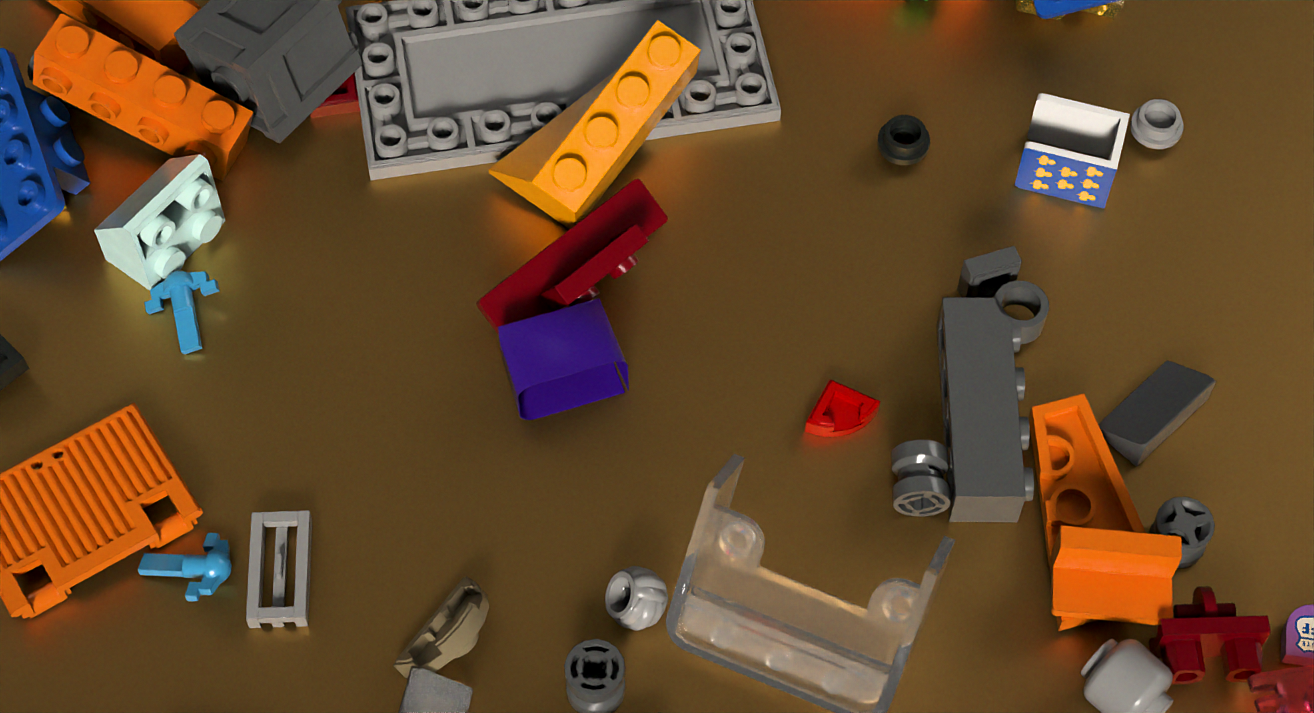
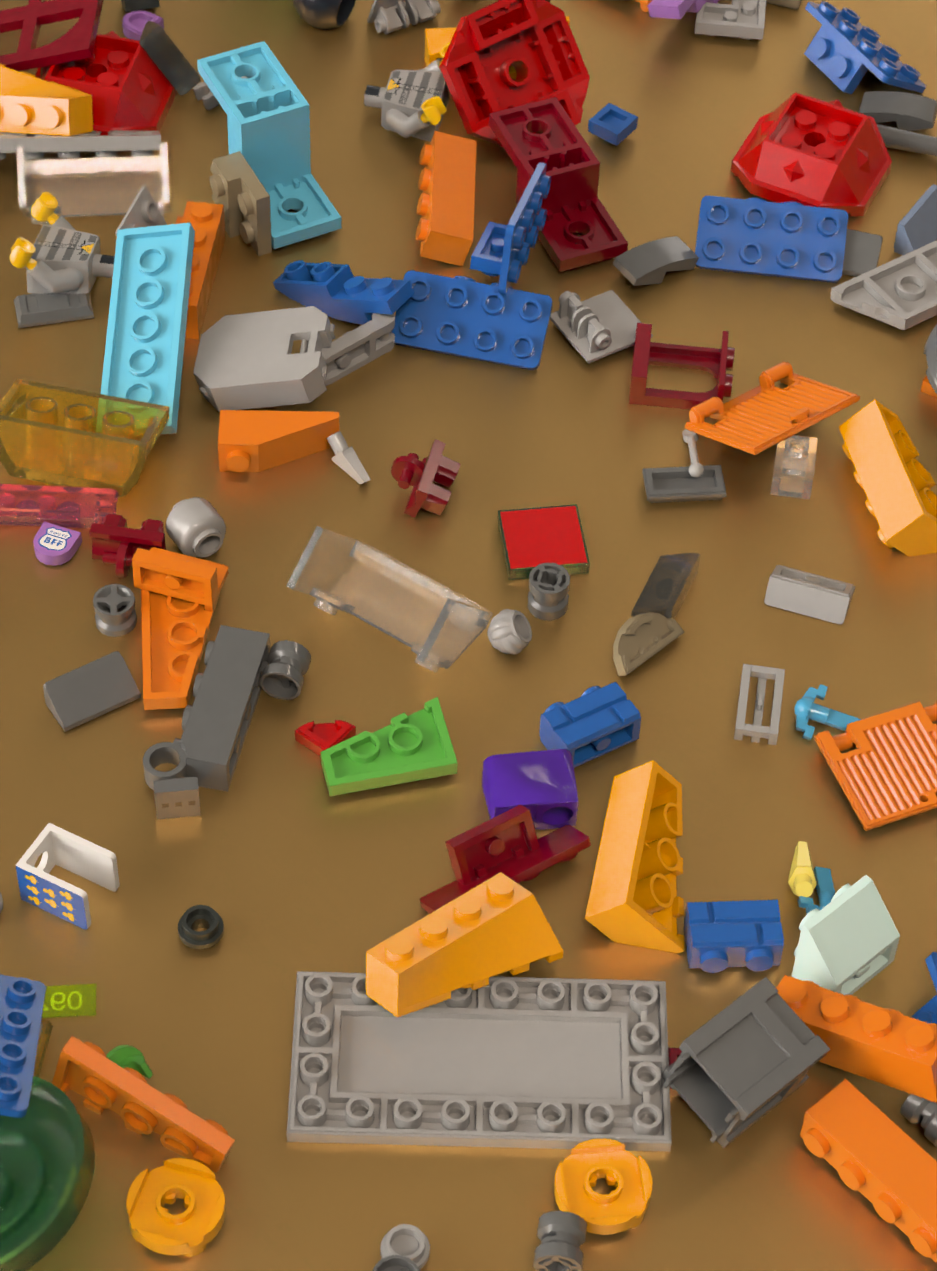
camera: 170 degrees left, 10 degrees down
(214, 331) = (802, 875): none -> light yellow bar
(293, 226) = (733, 935): none -> blue brick
(415, 291) = (639, 863): none -> light orange wedge
(503, 471) = (591, 724): none -> blue brick
(747, 391) = (400, 753): none -> bright green wing
(1034, 51) = (69, 1000): none -> clear neon green sticker

